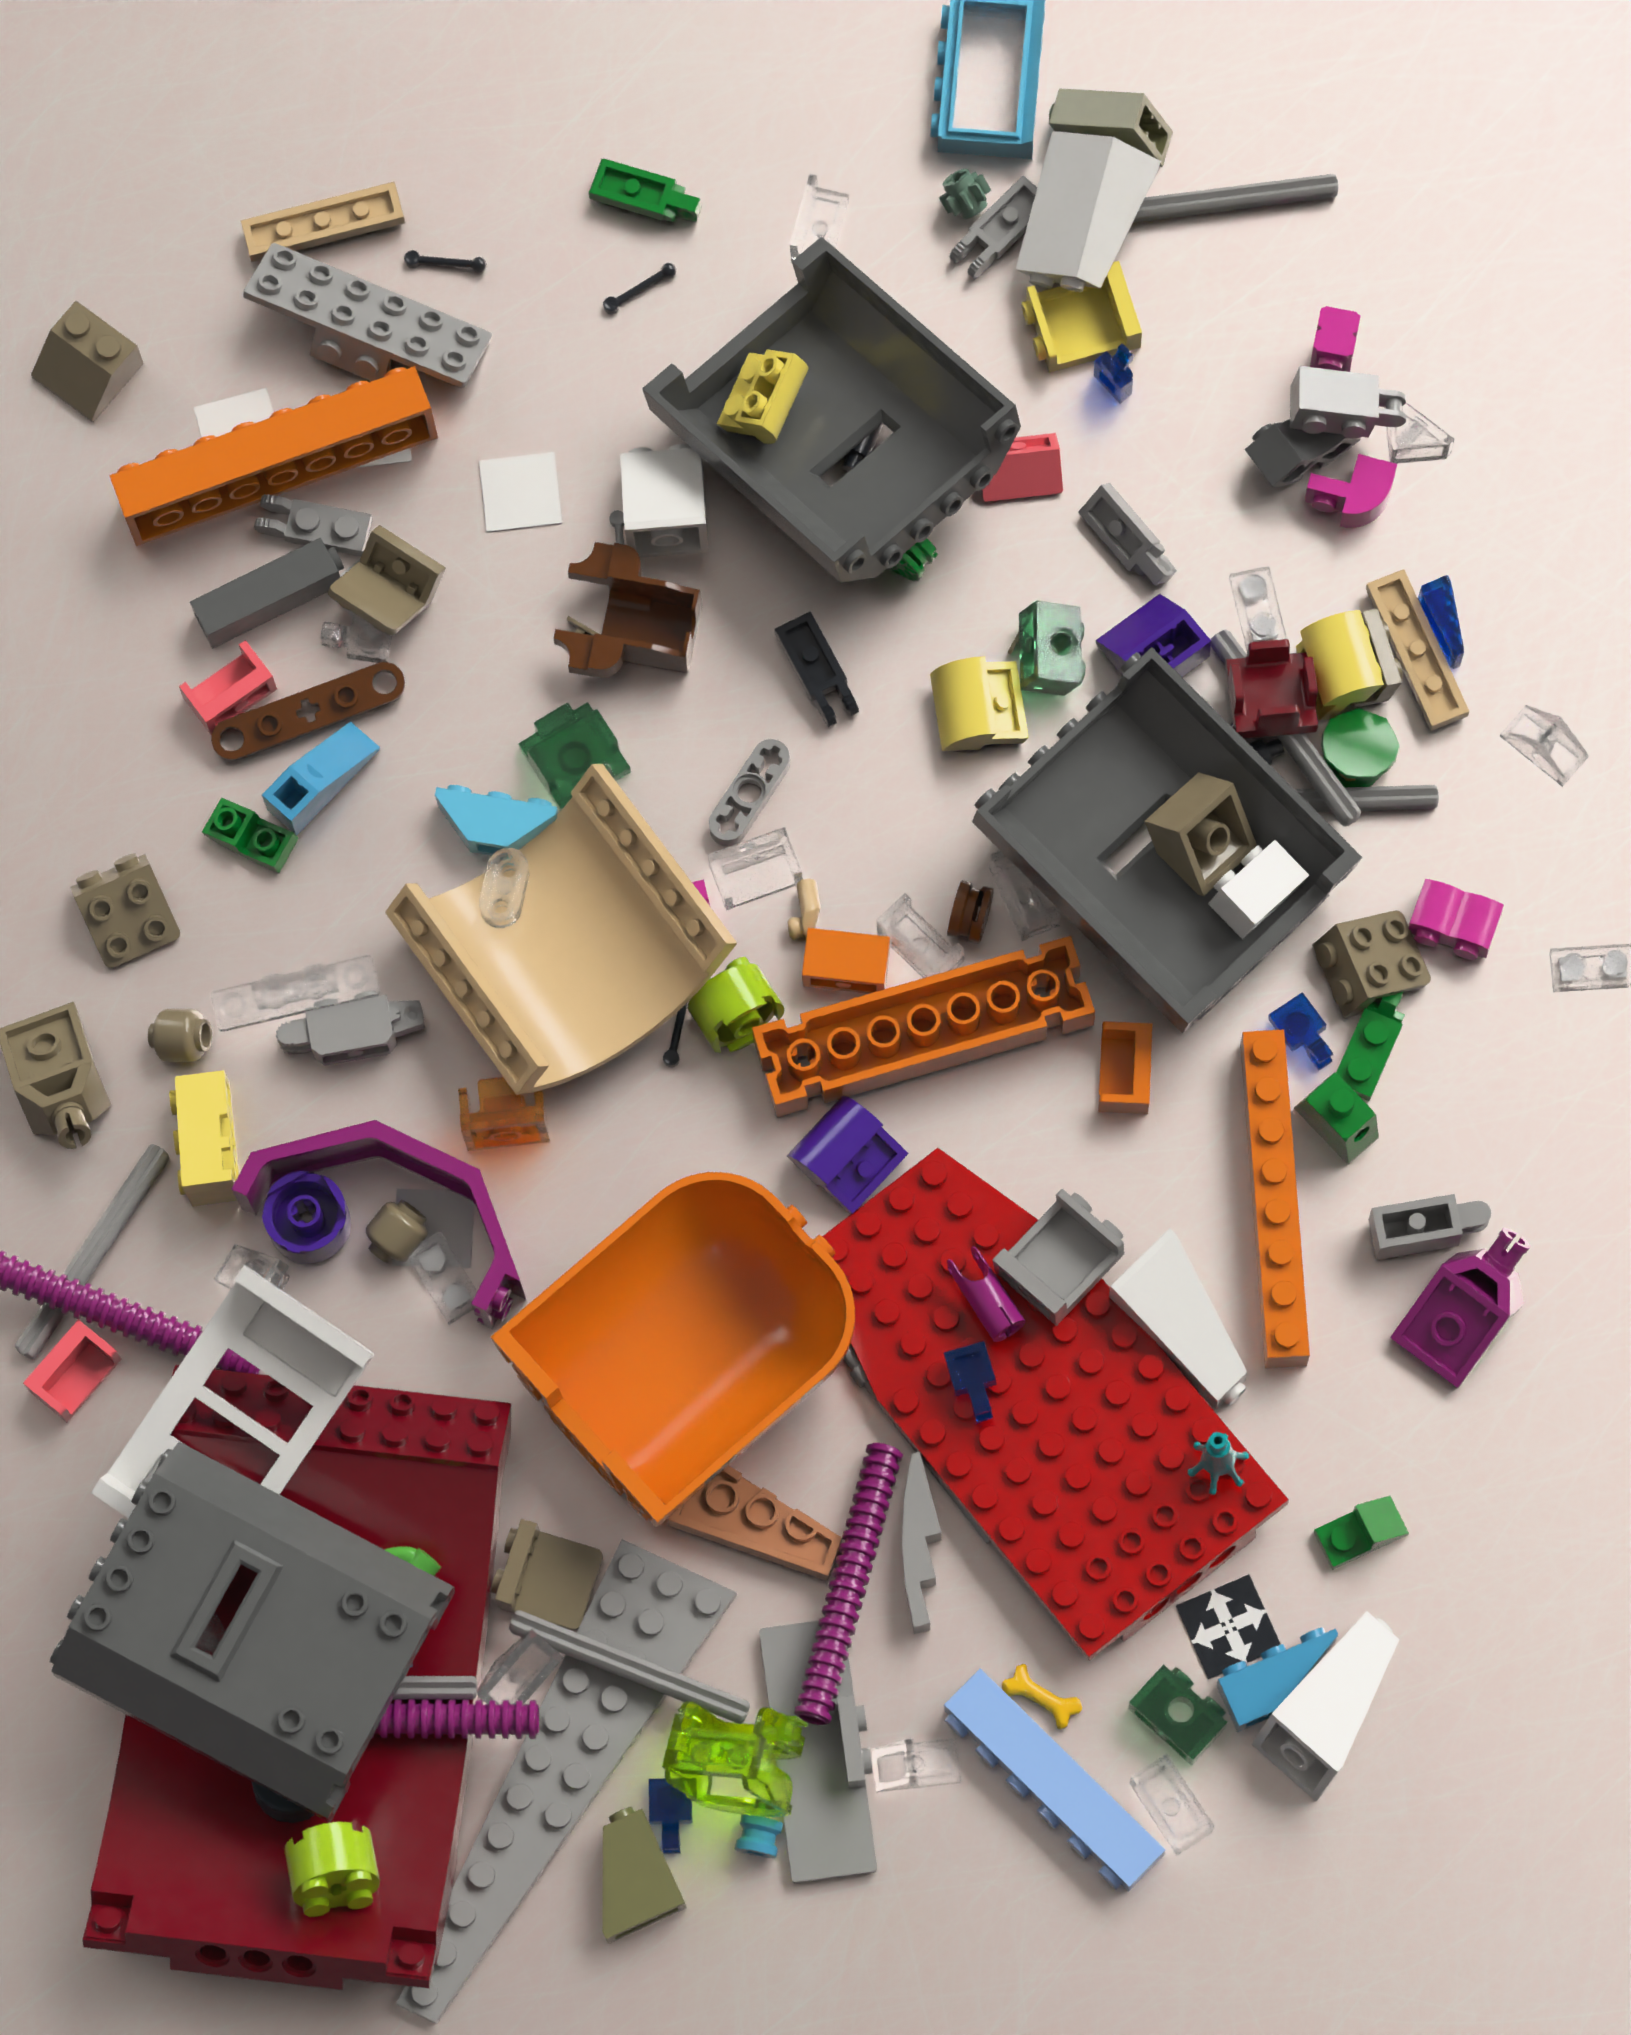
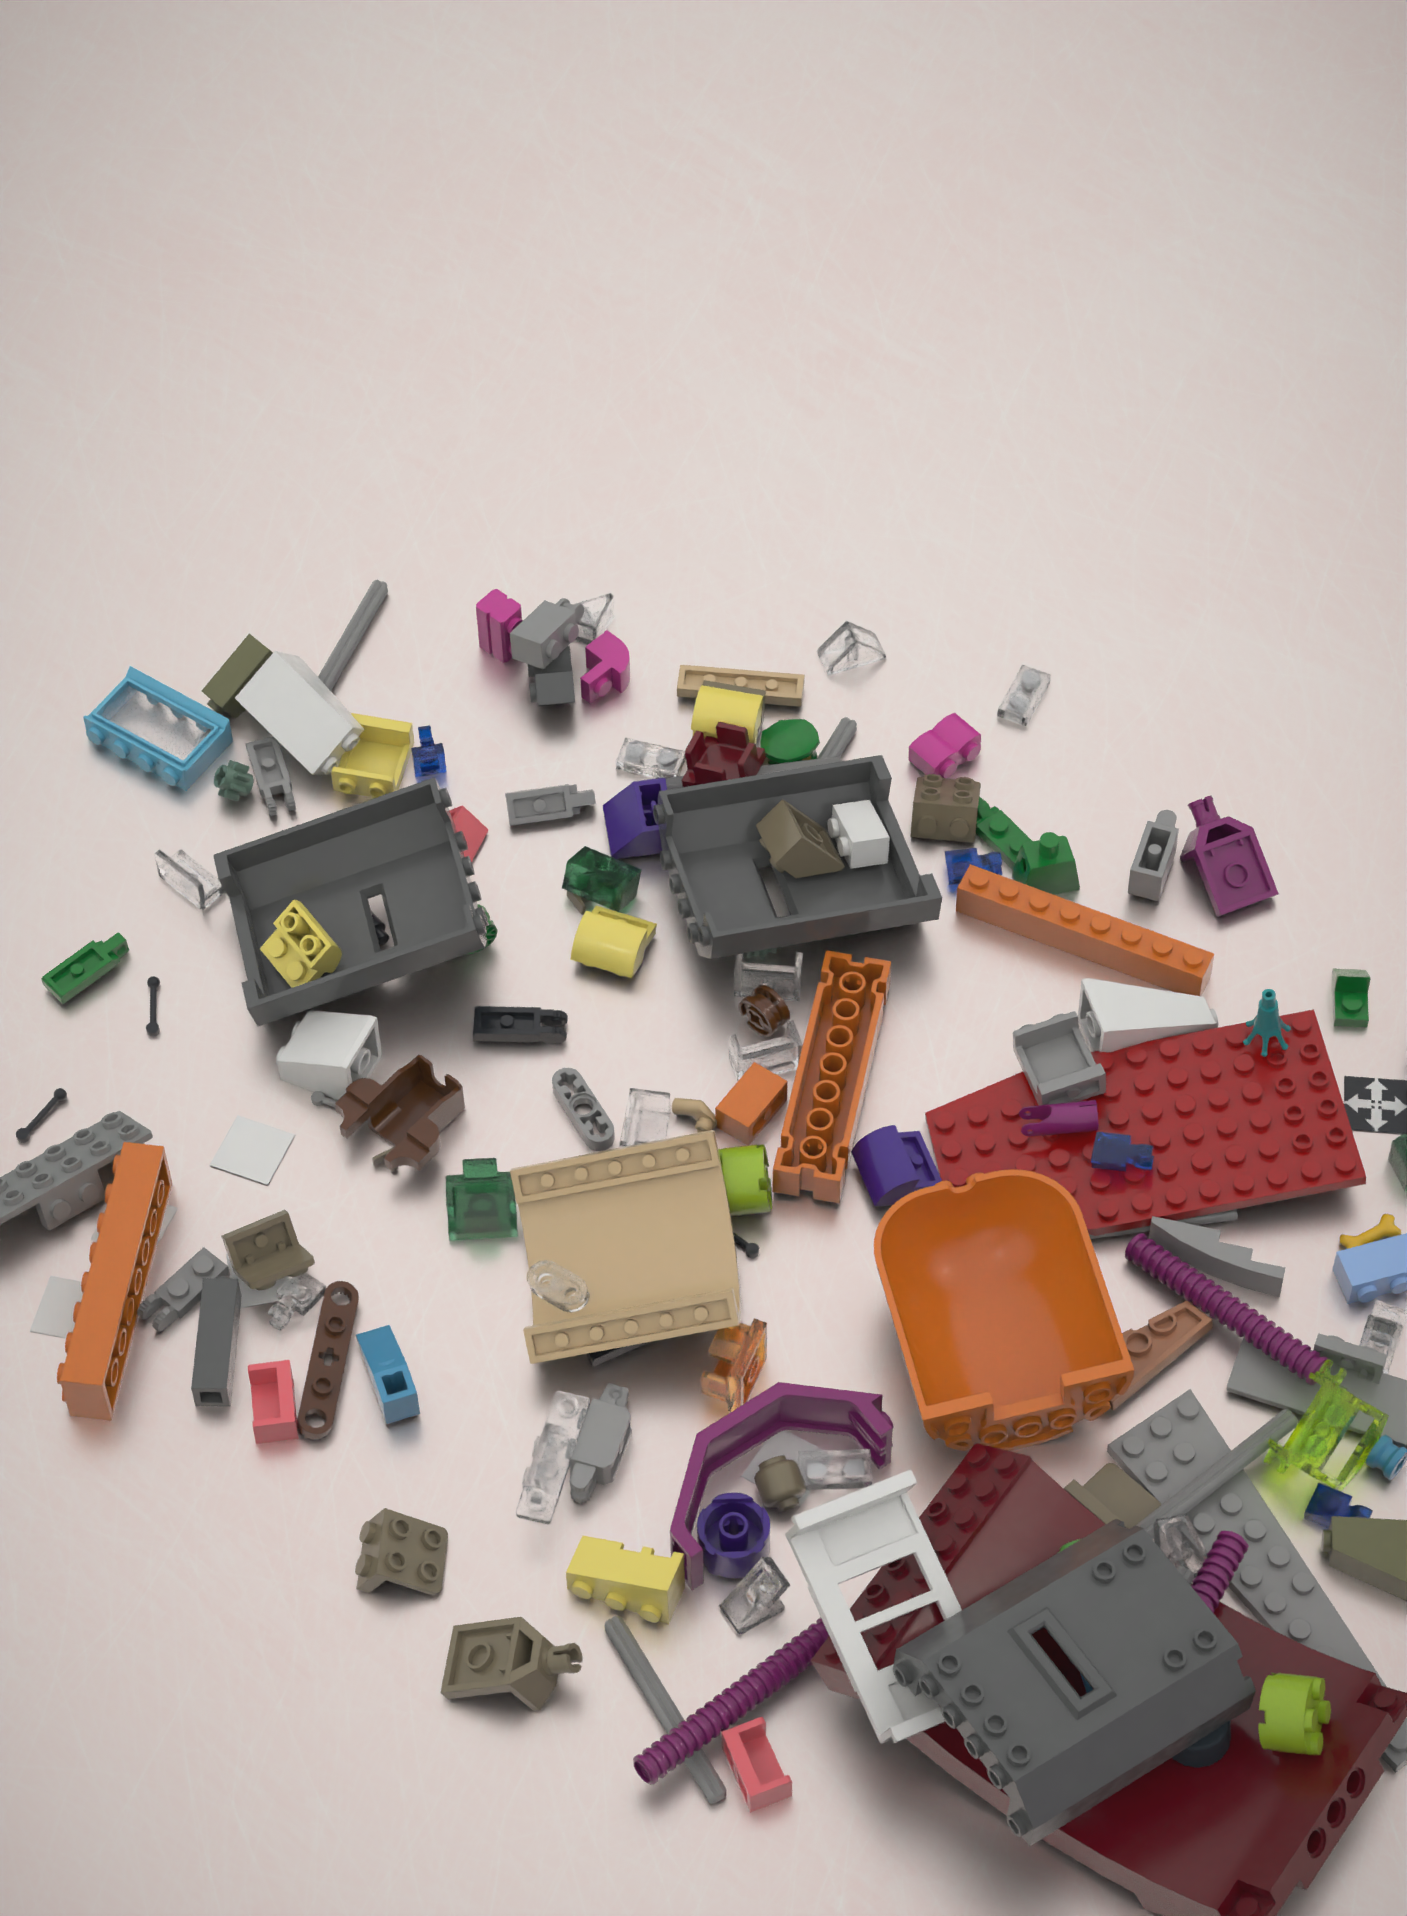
camera: 65 degrees left, 20 degrees down
(180, 1035) = (530, 1561): dark tan head -> none
(250, 835) = (397, 1447): green slope -> none
(493, 819) = (497, 1276): medium azure slope -> none
(1125, 1067) = (935, 975): orange panel -> none
(1441, 612) = (730, 656): clear blue slope -> none

